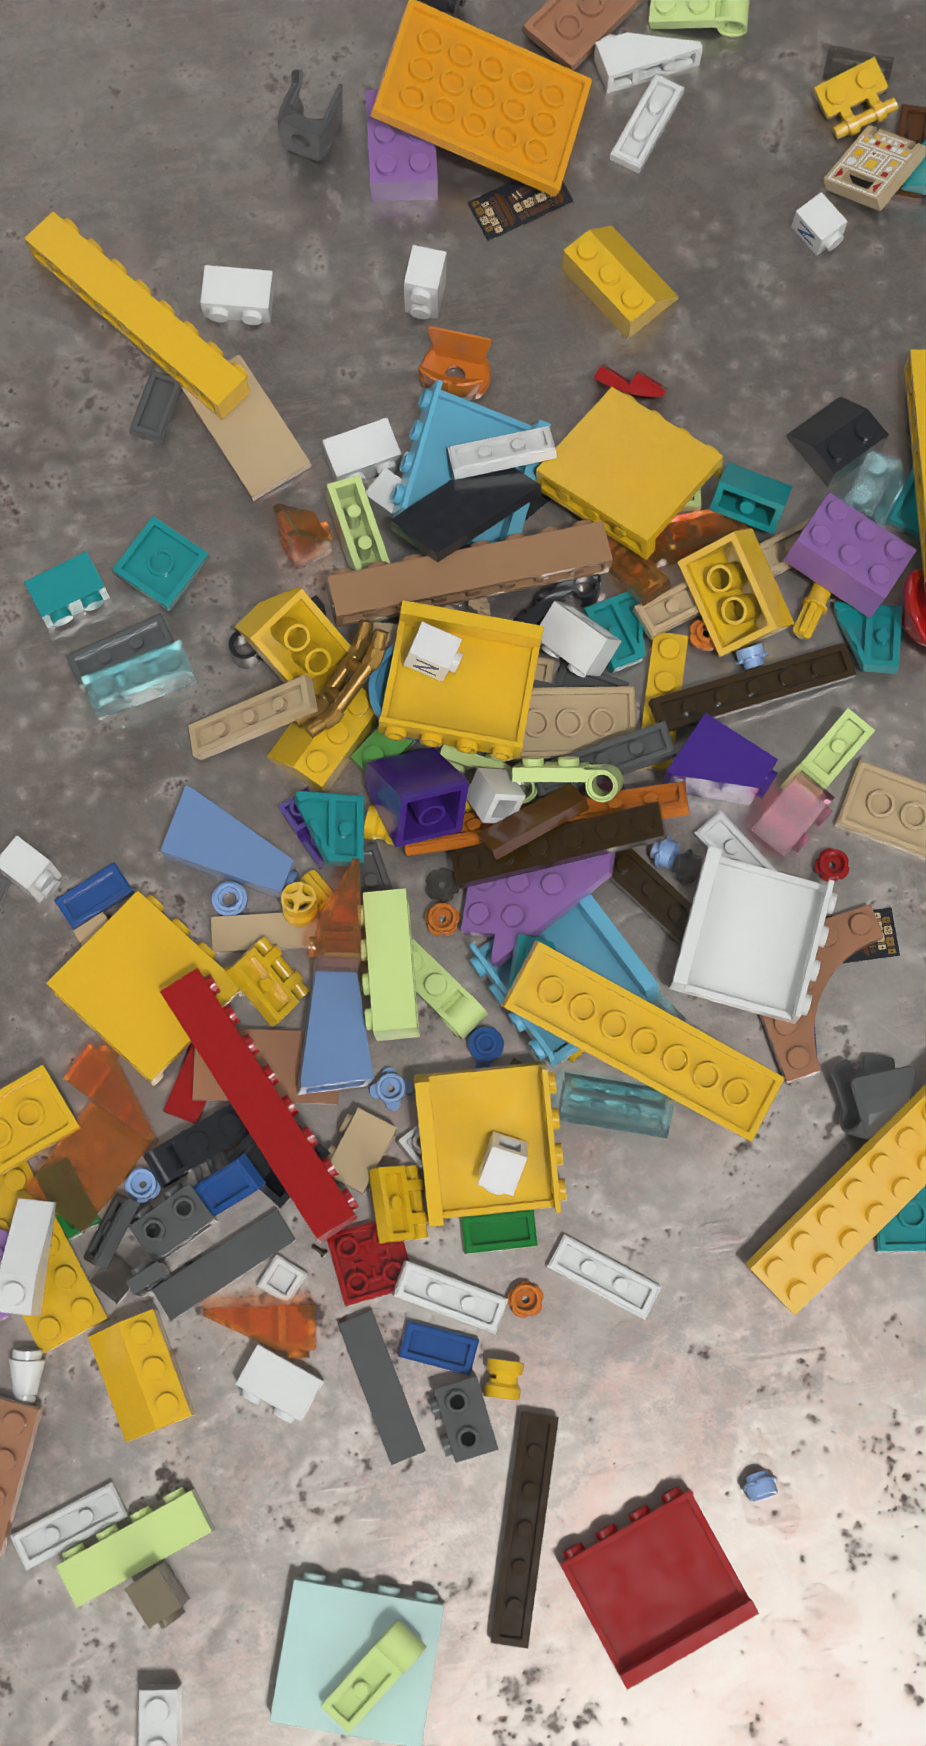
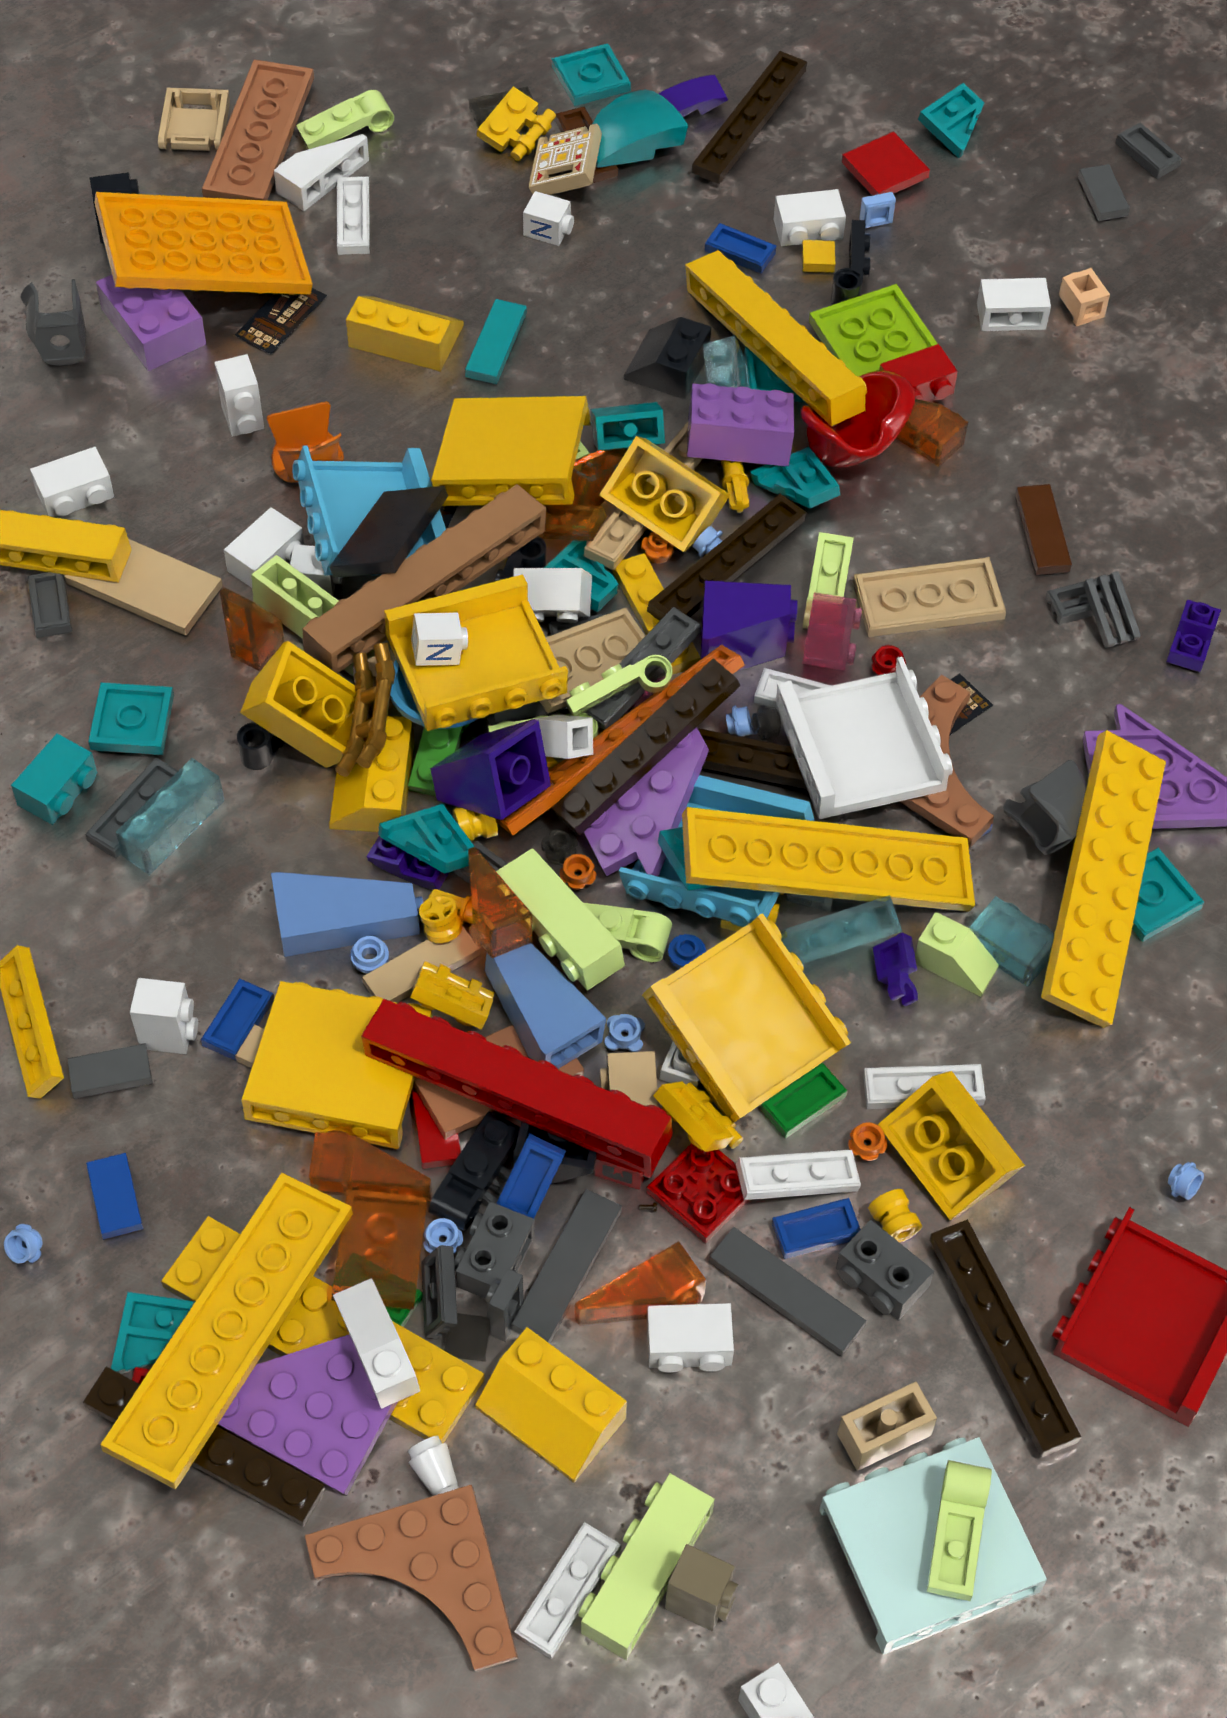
camera: 30 degrees left, 20 degrees down
(253, 717) = (299, 787): tan plate -> none
(282, 1279) = (629, 1248): white tile -> none
(380, 1551) = (886, 1425): none -> tan brick
(502, 452) = (392, 481): white tile -> none
(502, 1164) = (772, 1027): white brick -> none
(533, 821) = (612, 736): reddish brown tile -> none
(587, 1347) = (950, 1144): none -> yellow slope
(640, 385) = (476, 388): red slope -> none
(649, 1158) = (893, 965): none -> dark purple plate
(694, 335) = (496, 341): none -> teal tile
(705, 1179) = (955, 954): none -> yellowish green slope
(761, 1192) = (1014, 940): none -> clear light blue brick

